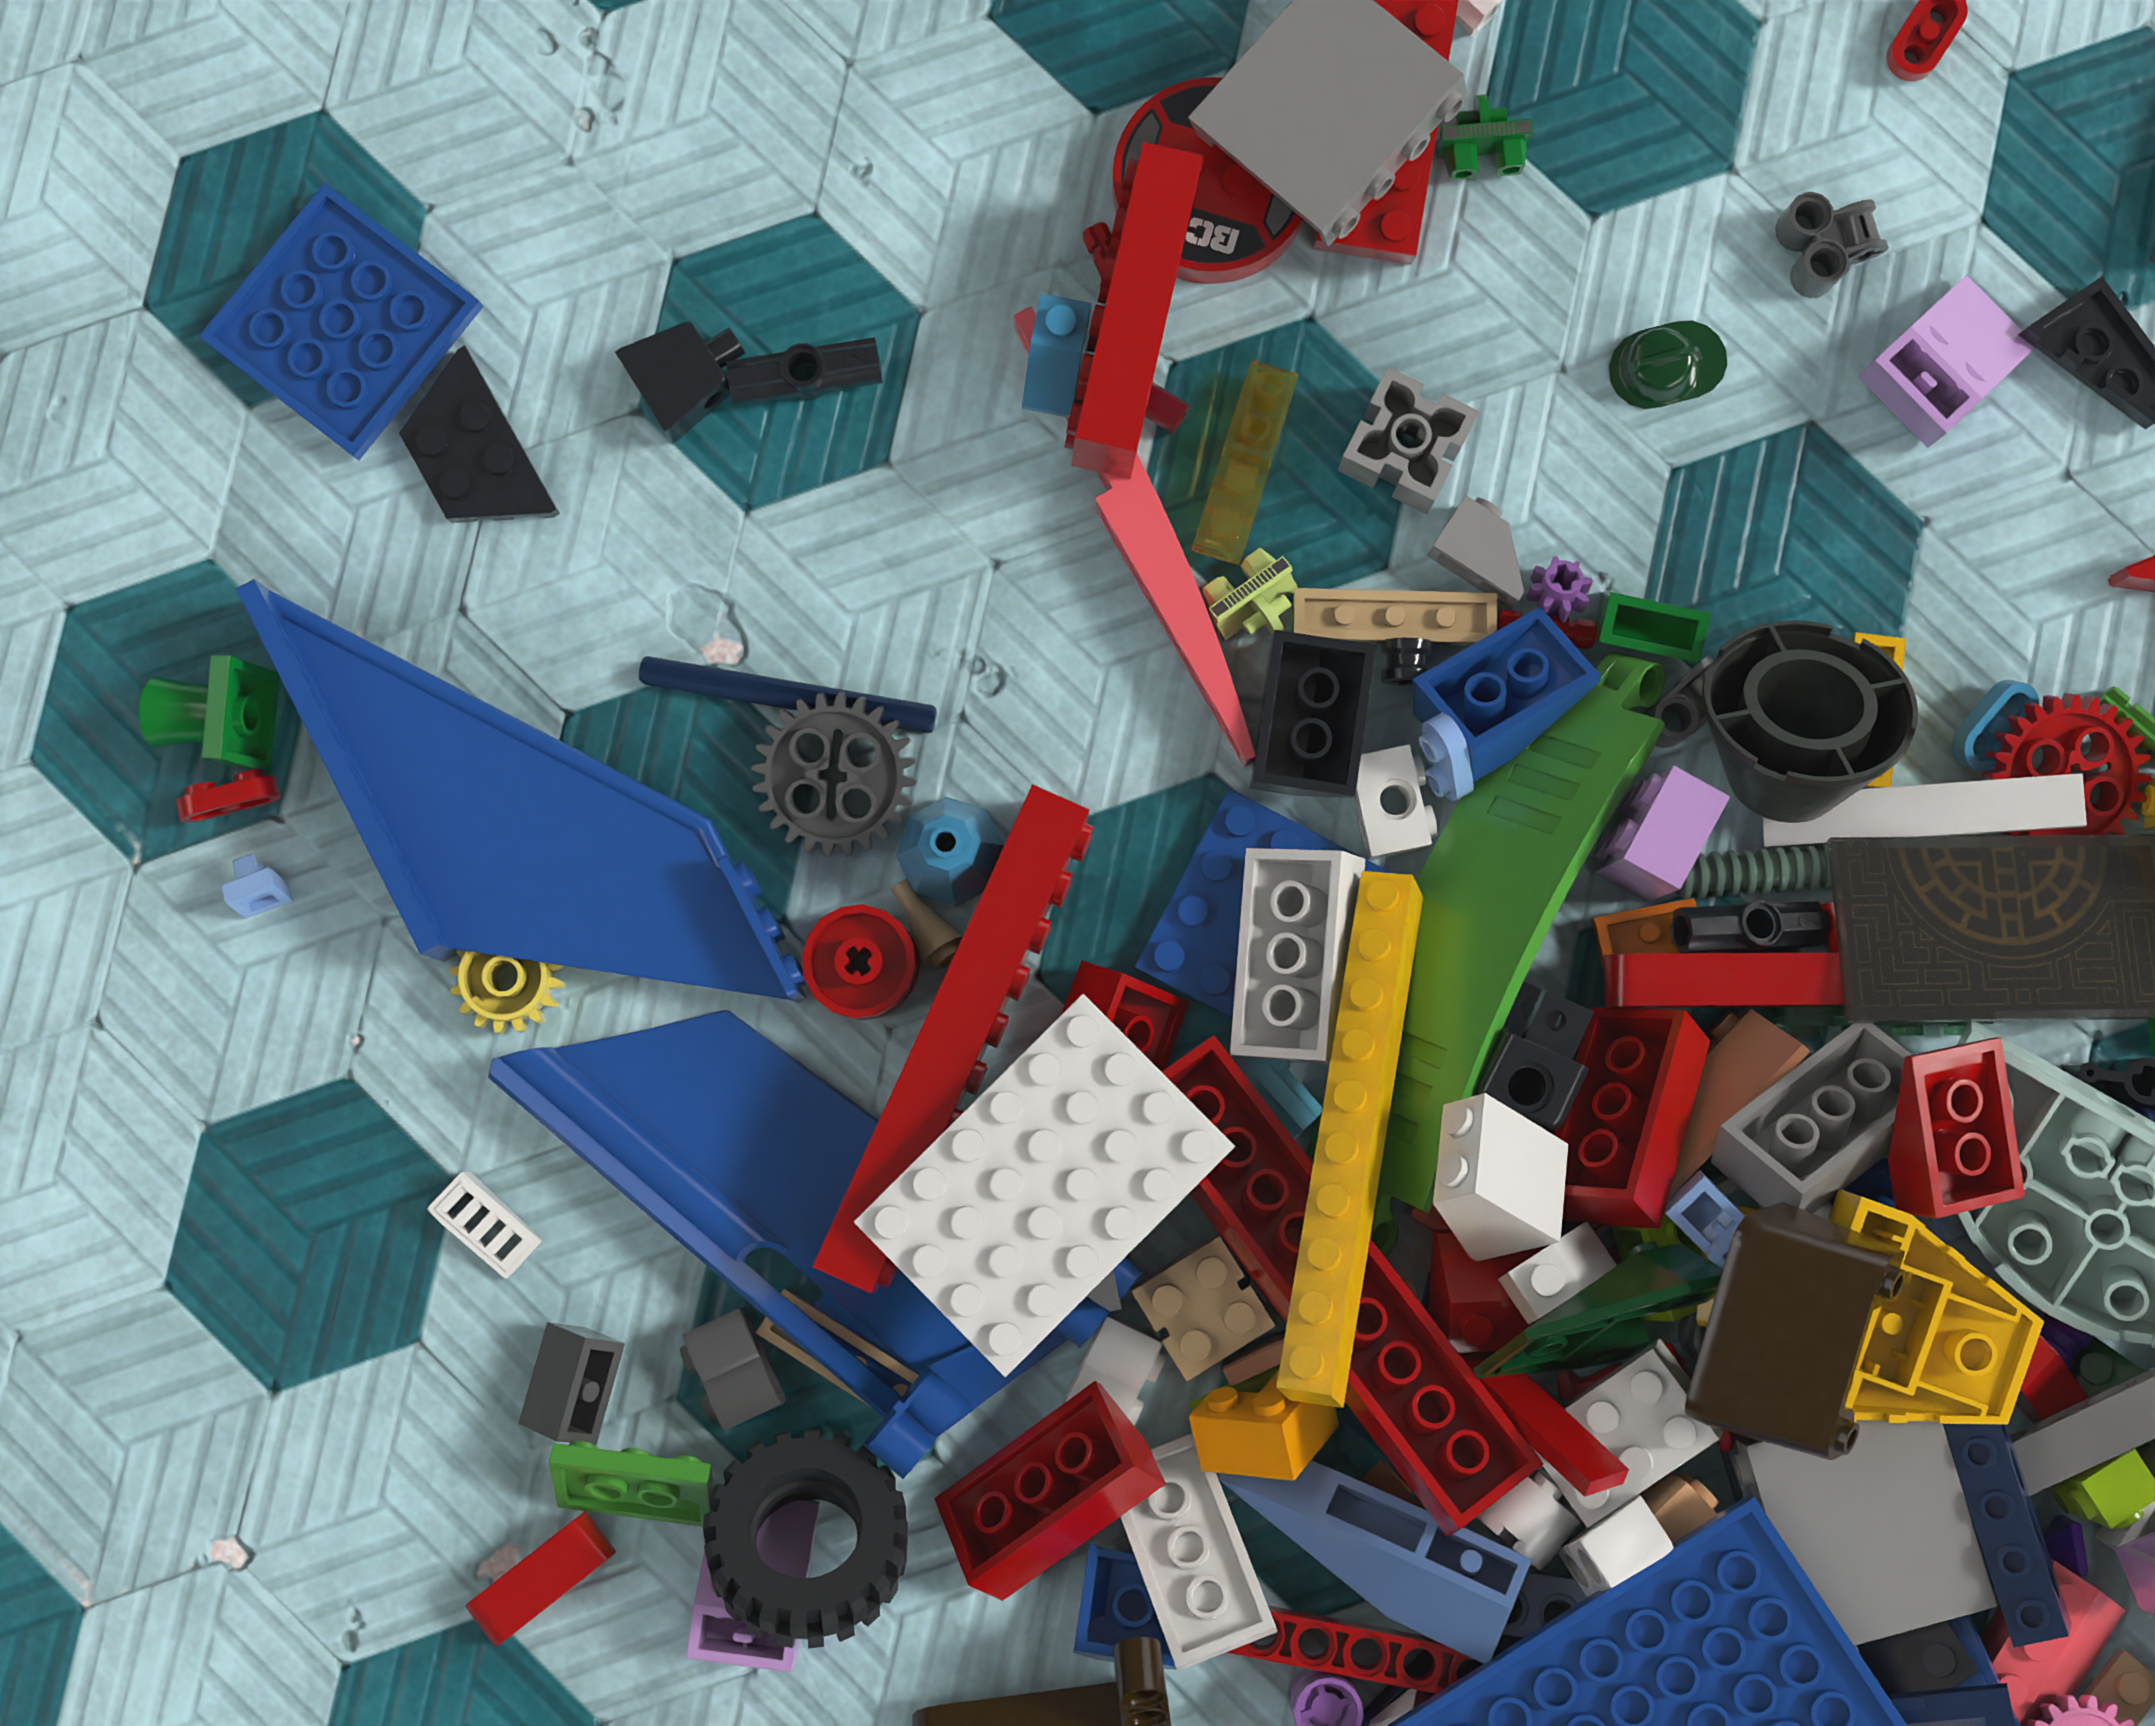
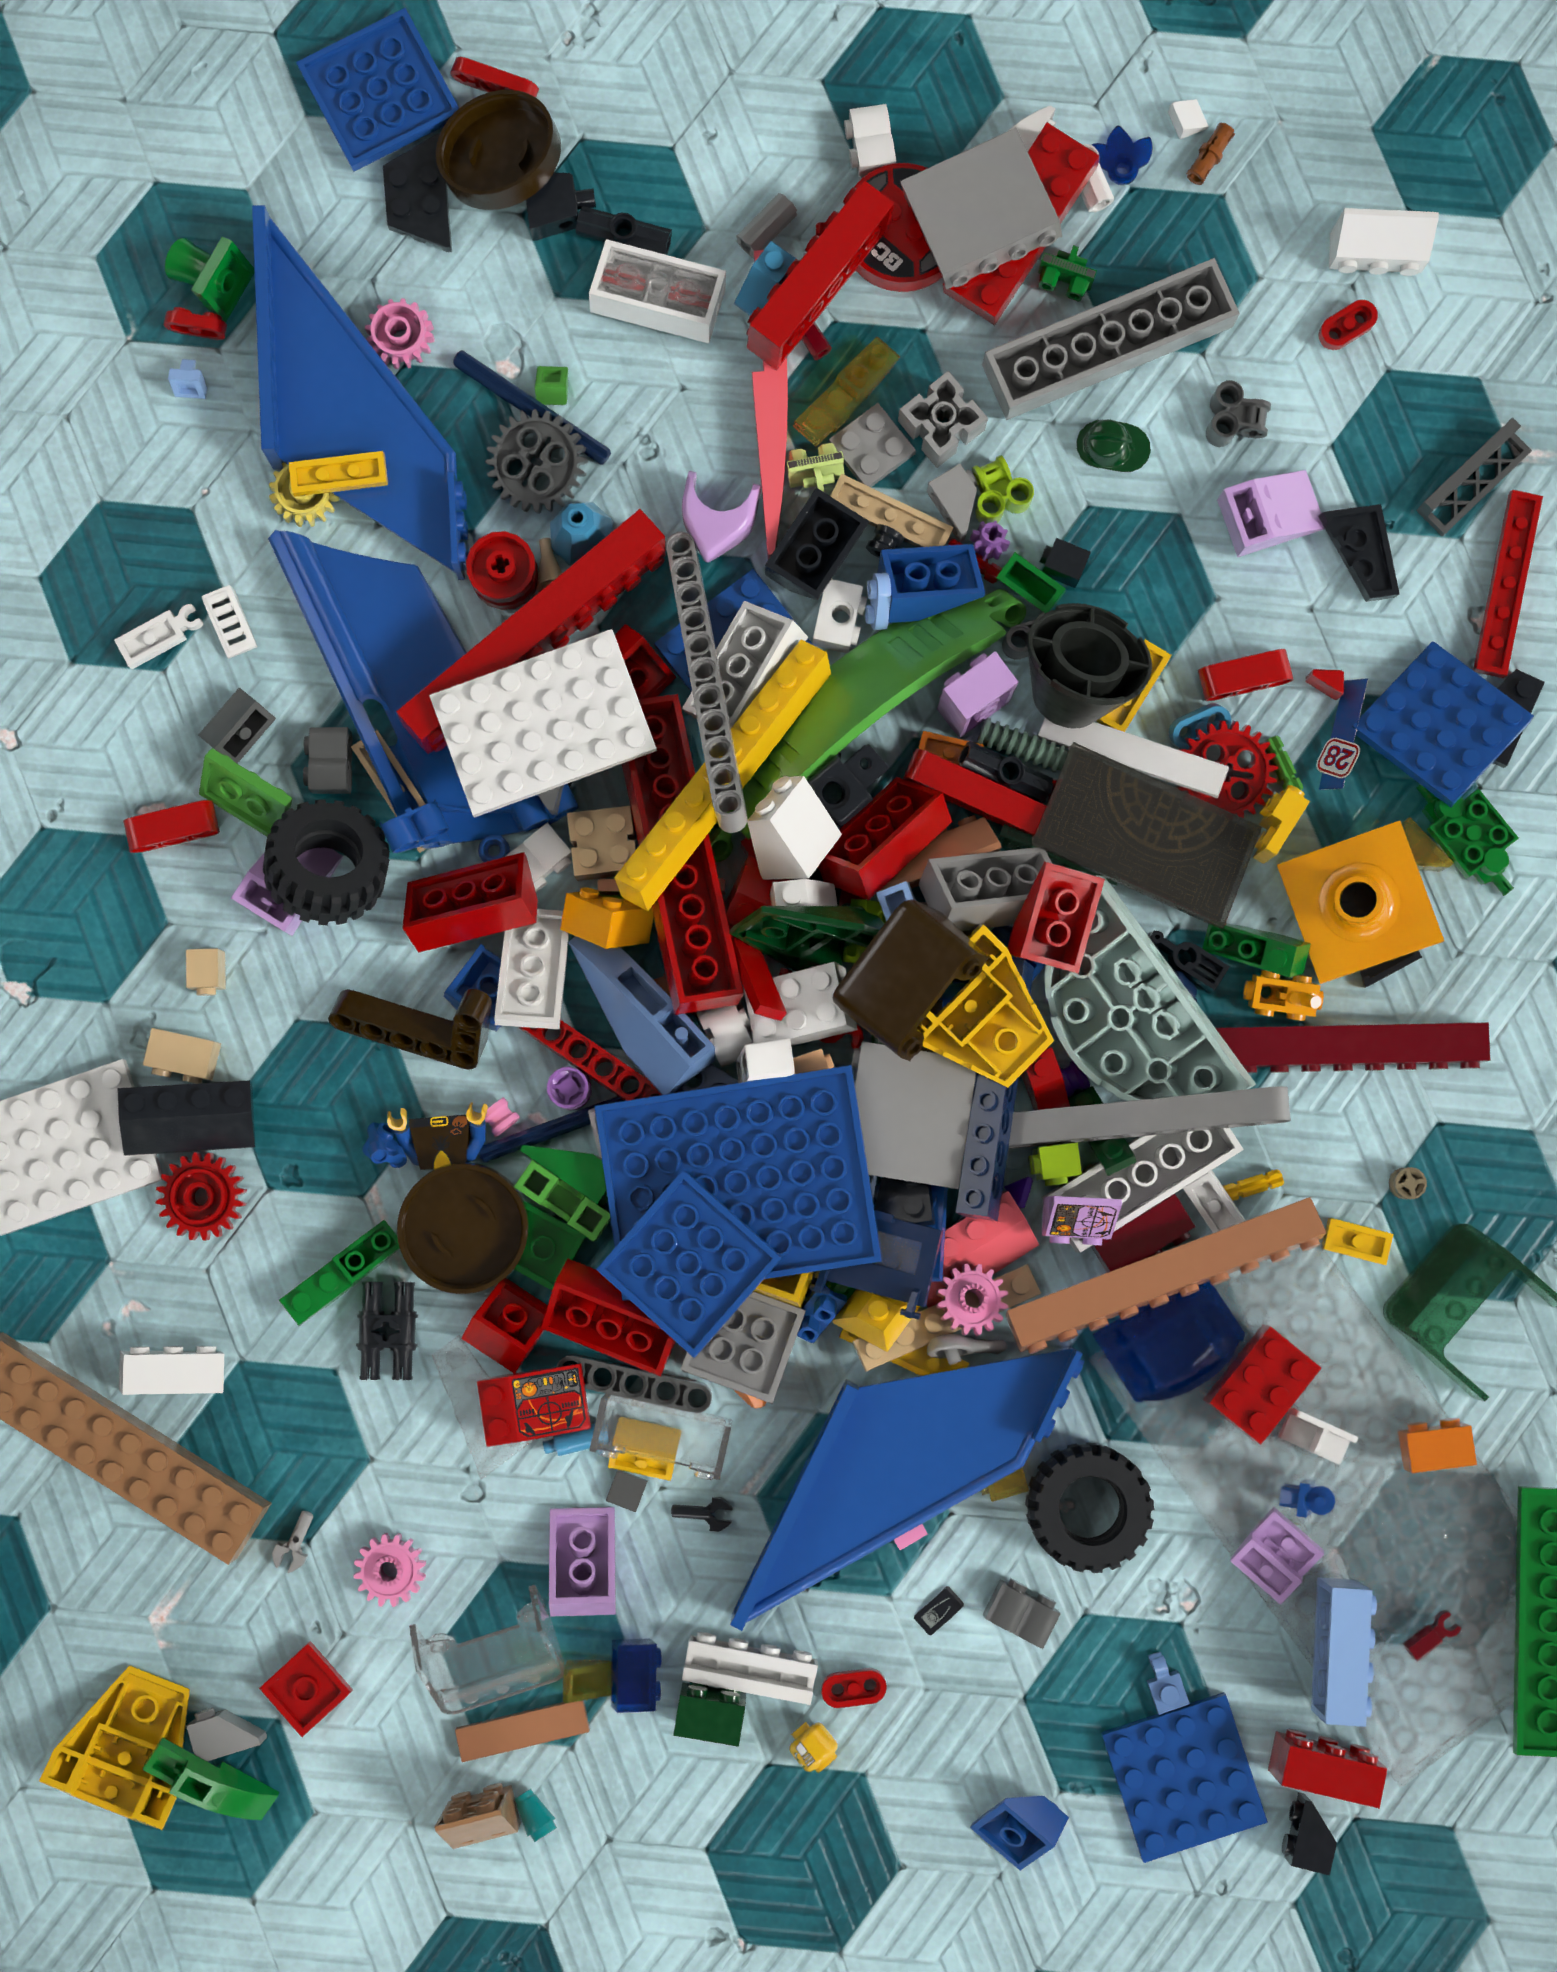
camera: 20 degrees right, 0 degrees up
(384, 1298) = (156, 636): none -> white plate
(507, 232) = (489, 78): none -> red beam
(526, 650) = (397, 317): none -> bright pink gear
(551, 934) = (338, 473): none -> yellow plate
(563, 334) = (498, 149): none -> dark brown piece
(801, 647) = (551, 385): none -> bright green slope
(896, 439) = (657, 291): none -> brick
(1010, 266) = (767, 224): none -> light grey axle
(1037, 1405) = (488, 842): none -> blue plate
(1104, 71) = (870, 137): none -> white brick
(1148, 761) = (715, 530): none -> lavender animal
(1268, 1021) = (706, 683): none -> light grey beam
(1318, 524) = (872, 446): none -> light grey plate
(1537, 506) = (996, 487): none -> lime piece
(1596, 210) = (1110, 339): none -> light grey brick
(1683, 571) = (1064, 562): none -> black brick
(2025, 618) = (1245, 675): none -> red beam

